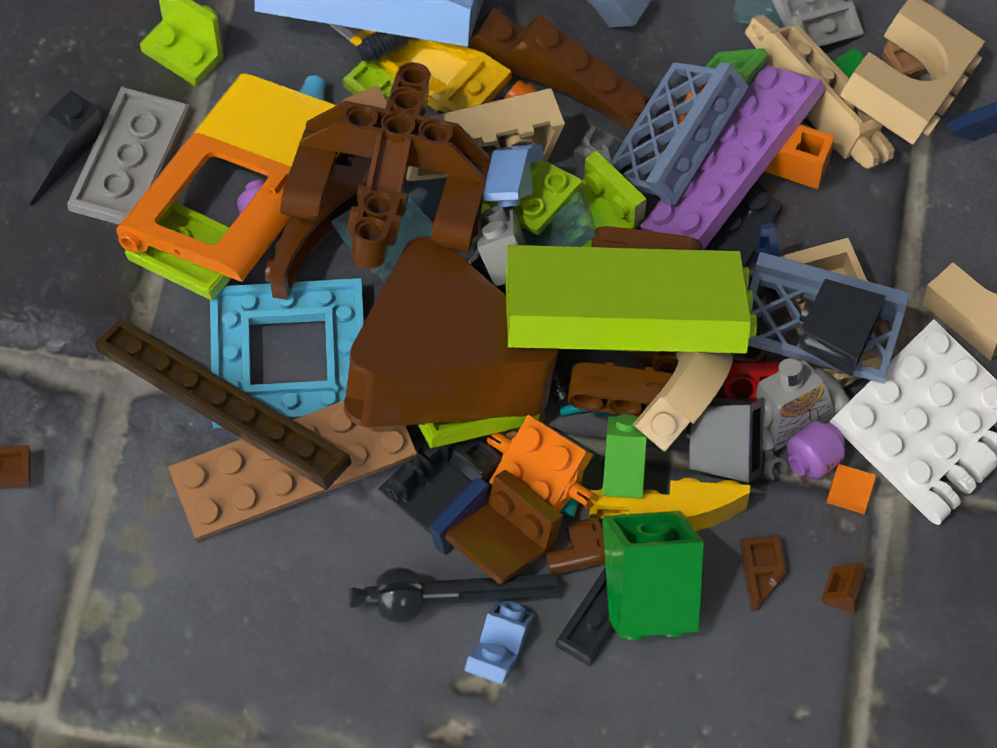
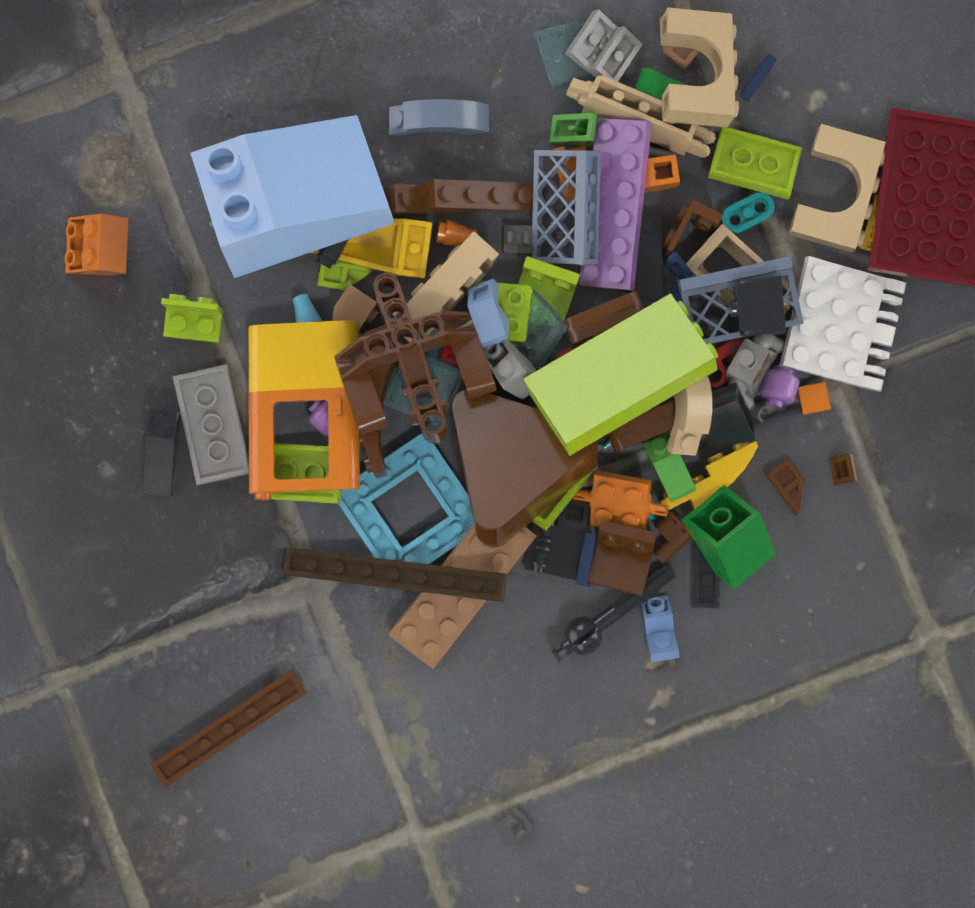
camera: 30 degrees left, 25 degrees up
(814, 209) = (703, 218): none -> reddish brown bracket
(885, 251) = (746, 212): none -> teal plate
(925, 204) = (755, 162): none -> lime tile

